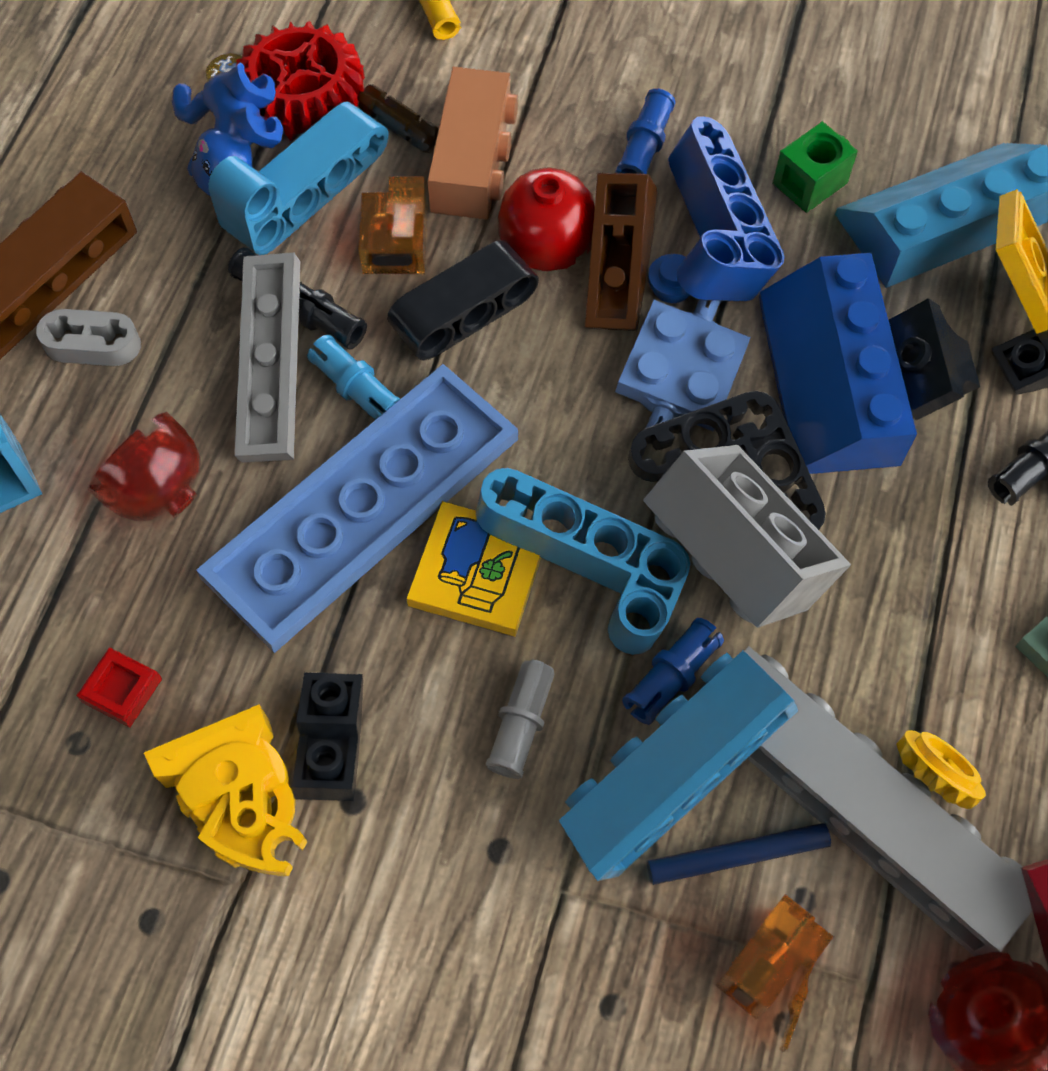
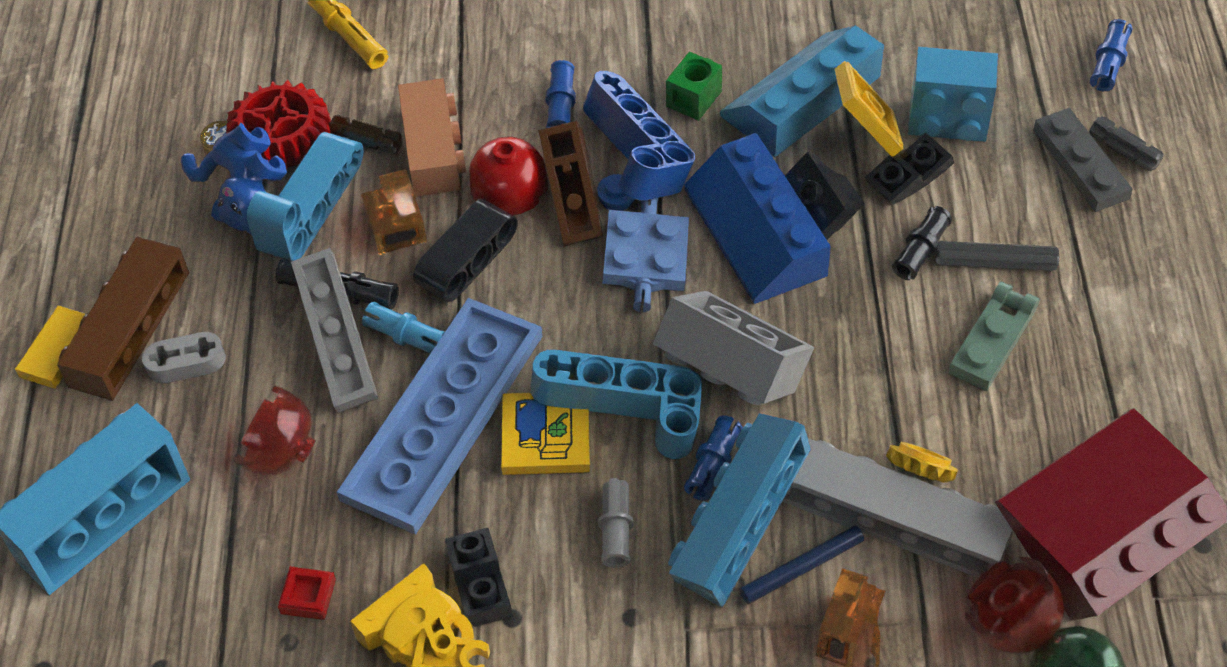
camera: 15 degrees left, 10 degrees down
(771, 438) = (729, 280): black beam -> none

